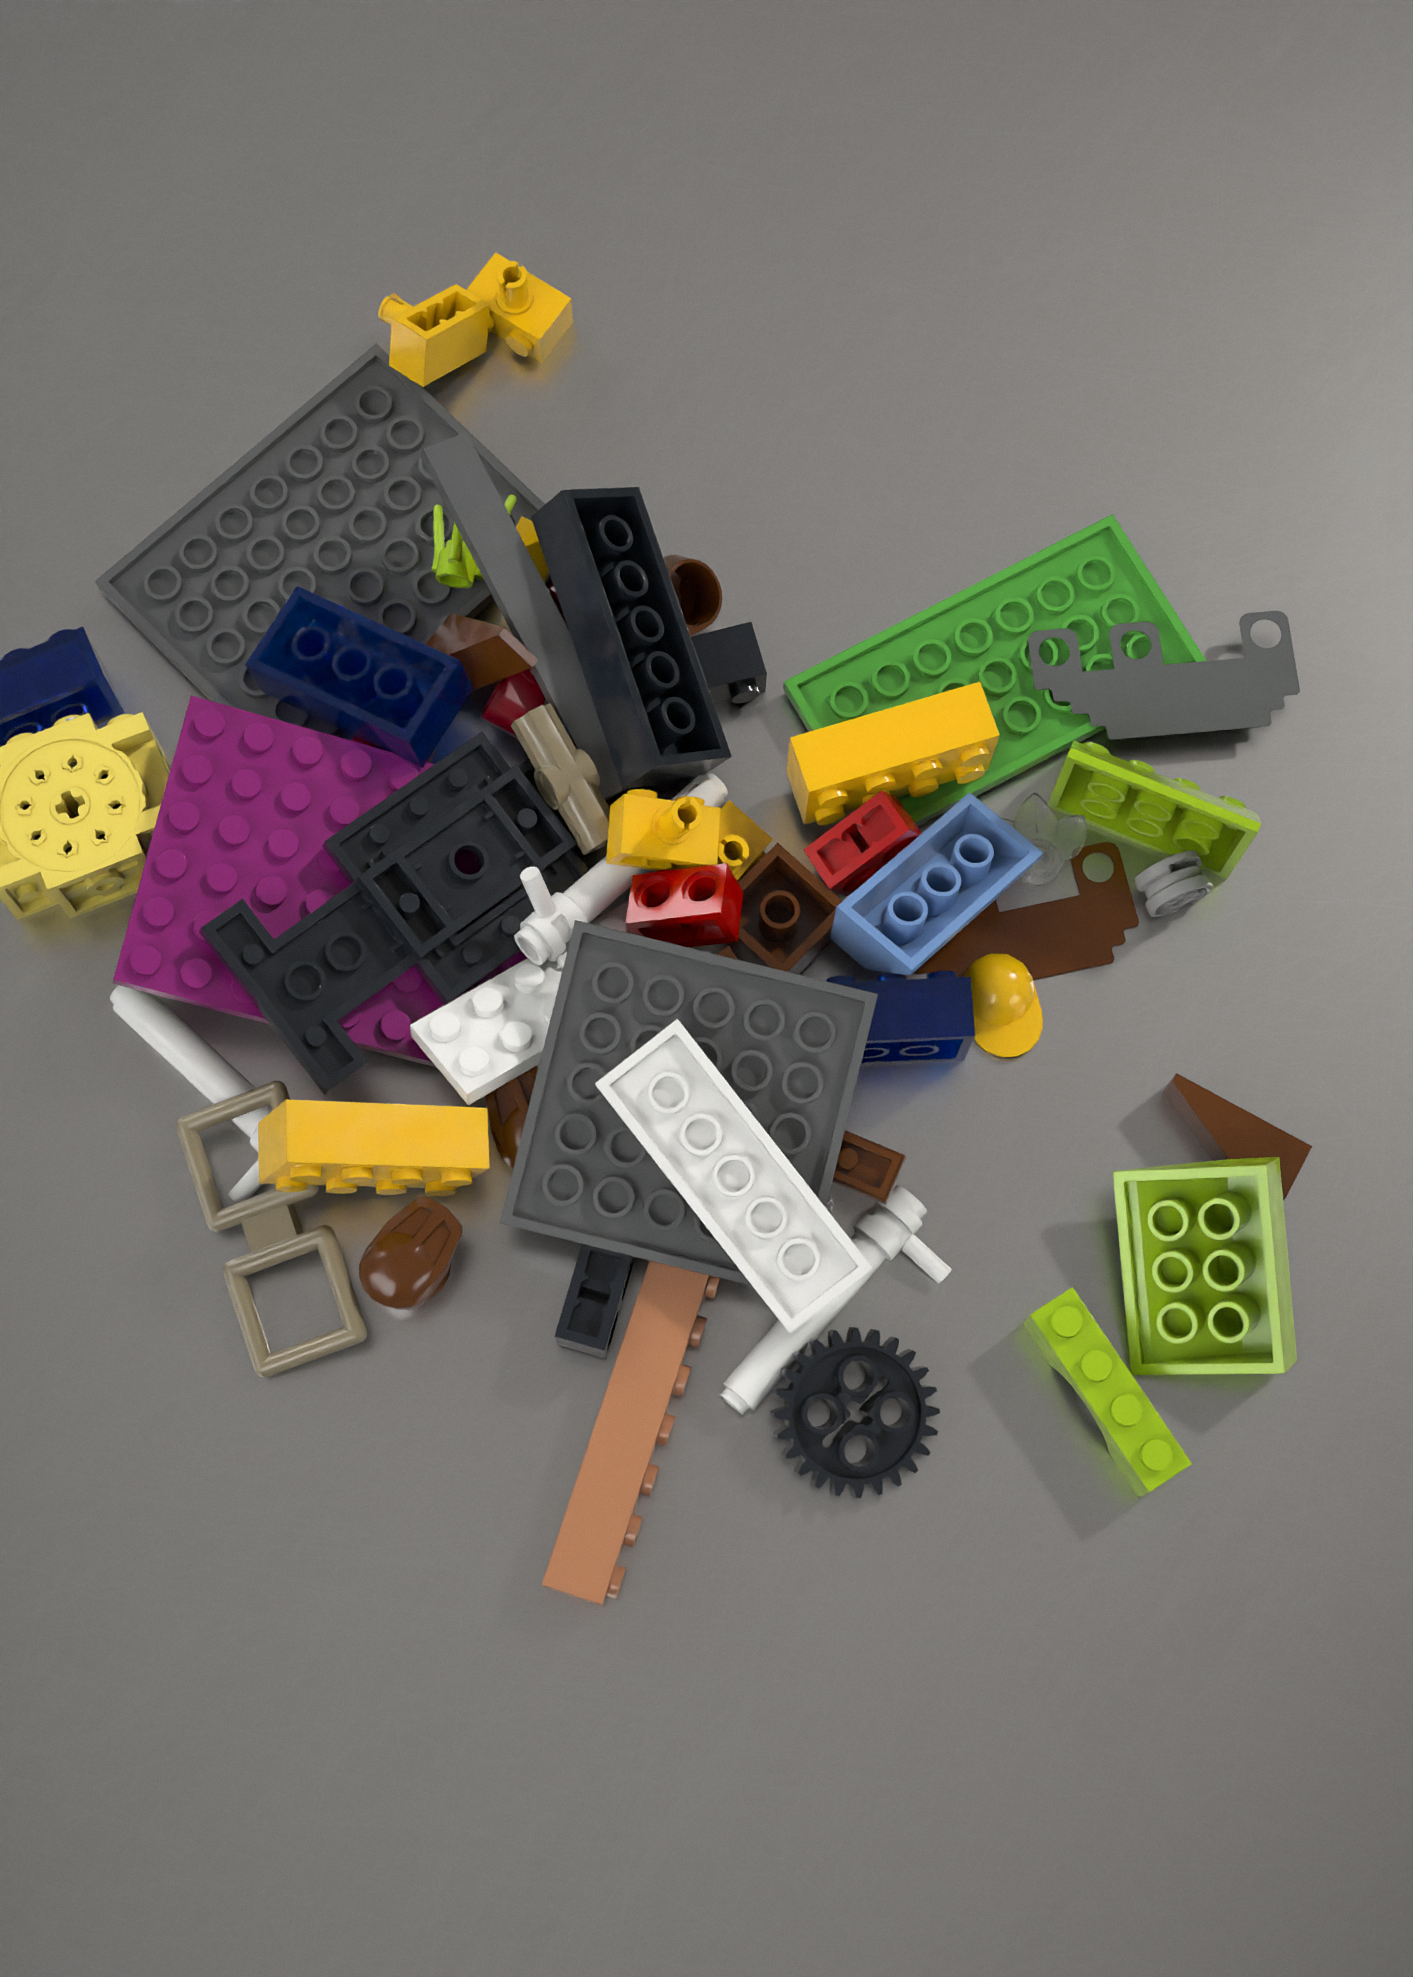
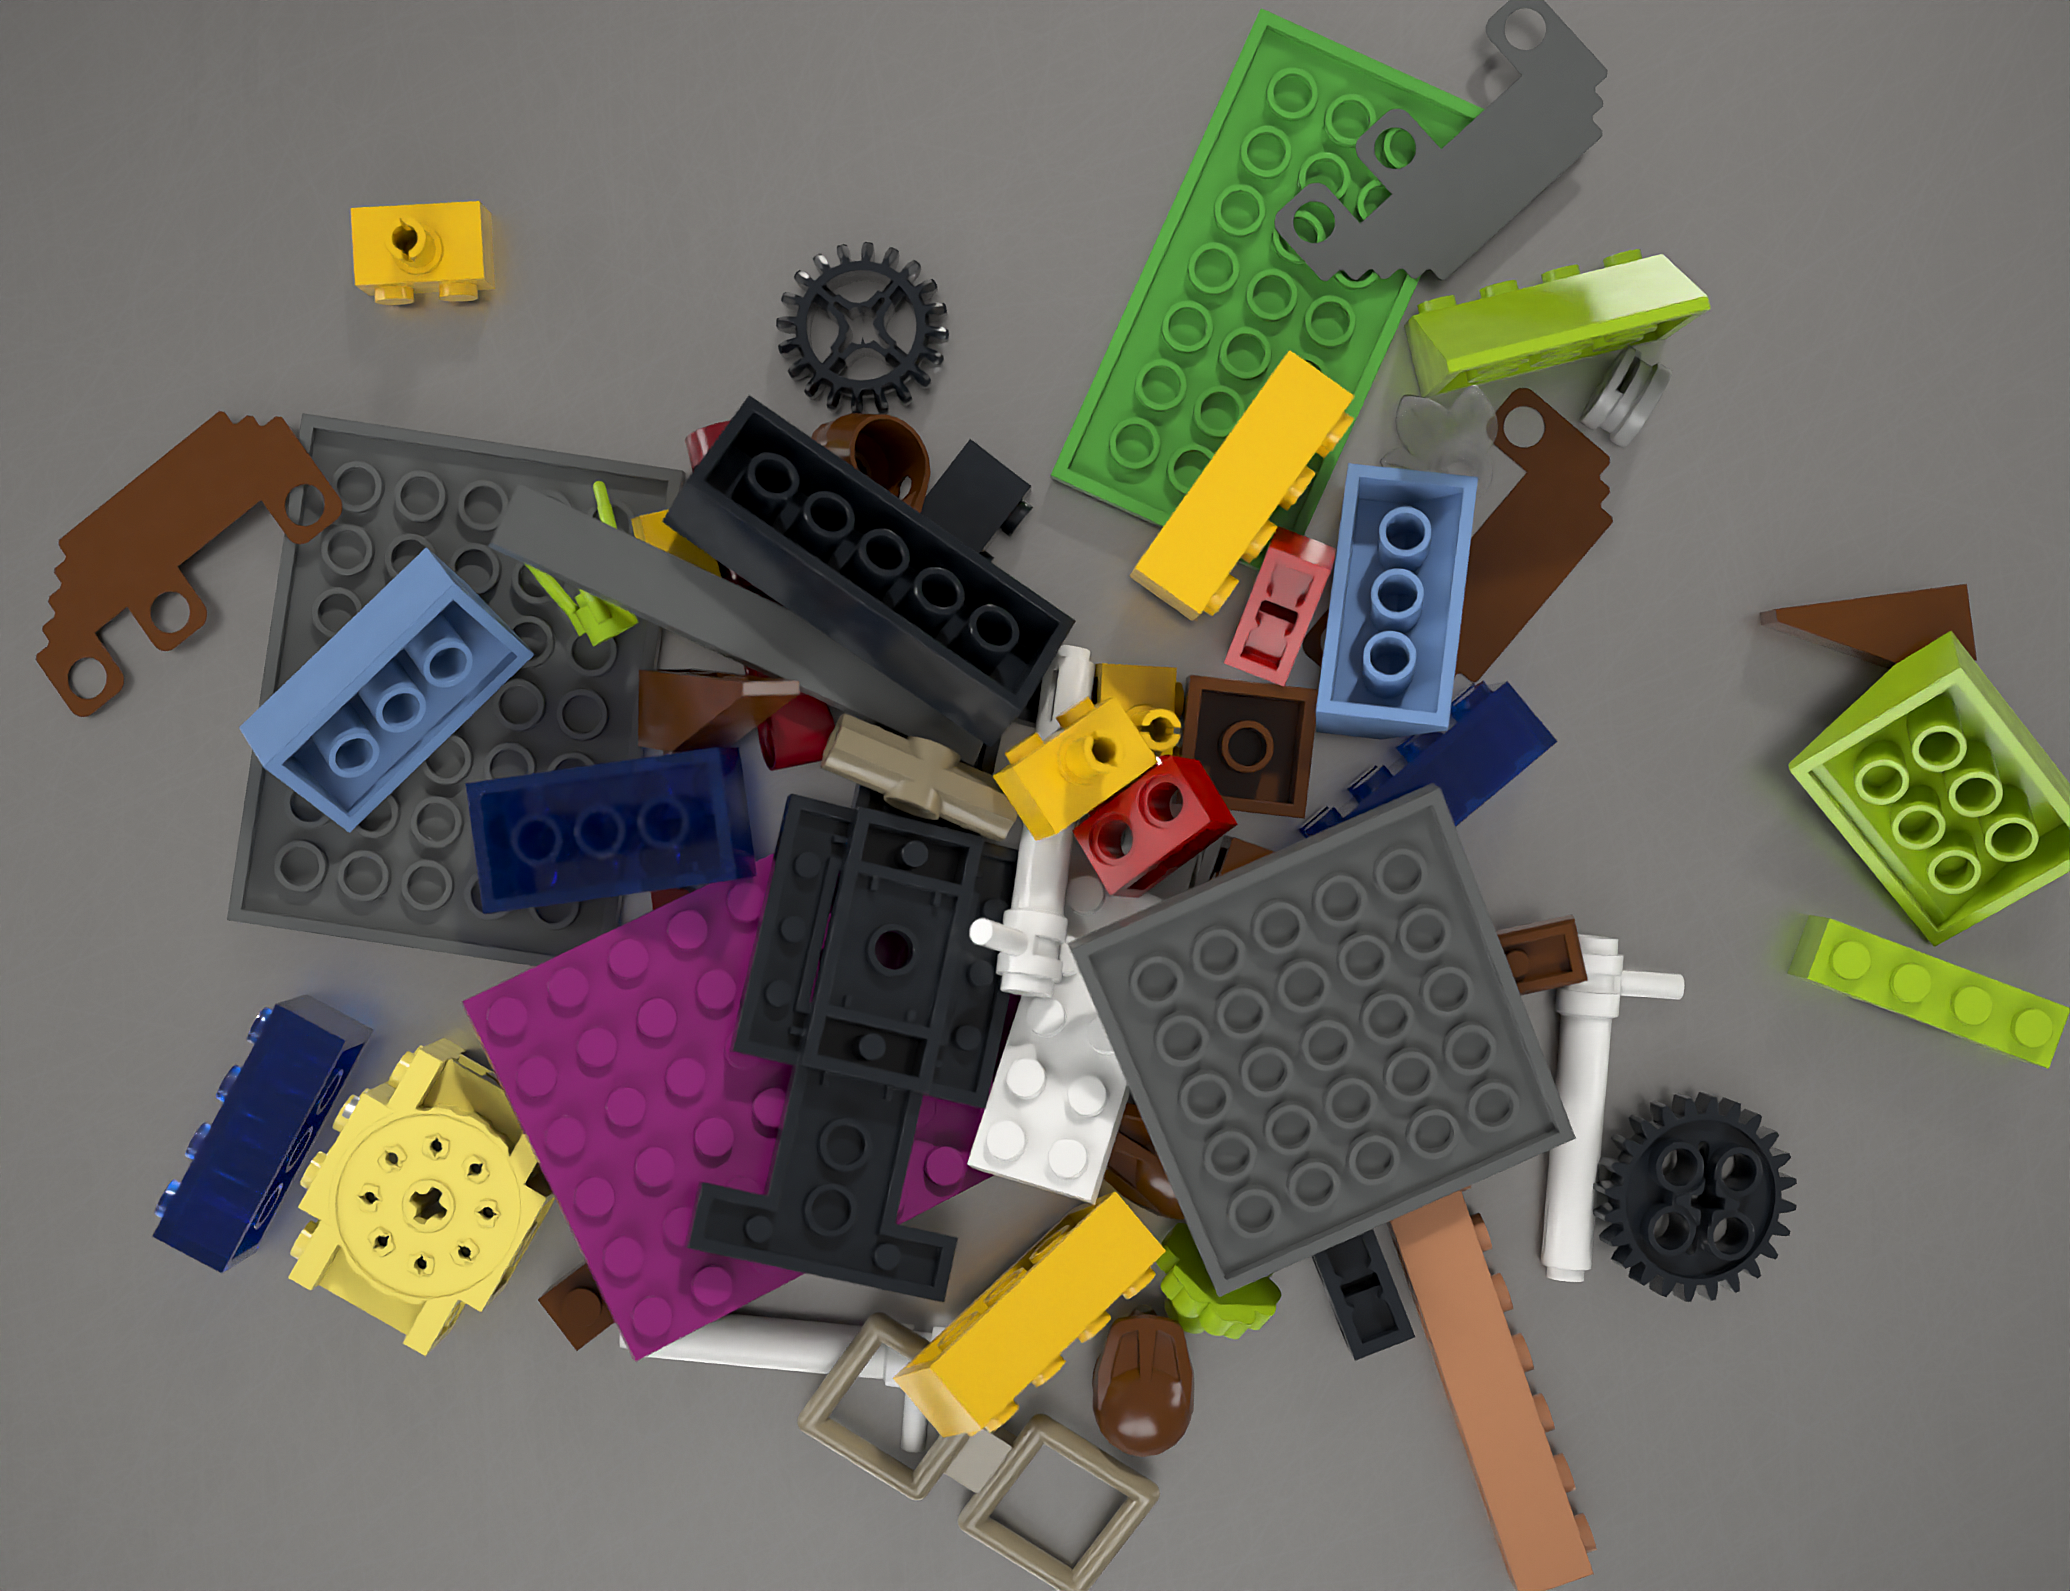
camera: 30 degrees left, 15 degrees up
(102, 949) = (577, 1306): none -> reddish brown brick
(222, 348) = (142, 534): none -> reddish brown piece
(294, 517) = (385, 691): none -> medium blue slope
(436, 333) = (366, 358): yellow brick -> none
(499, 1244) = (1194, 1300): none -> lime plant
(733, 1176) = (1424, 1082): white plate -> none
(768, 513) = (881, 304): none -> black gear
(1004, 1005) = (1536, 654): yellow cap -> none

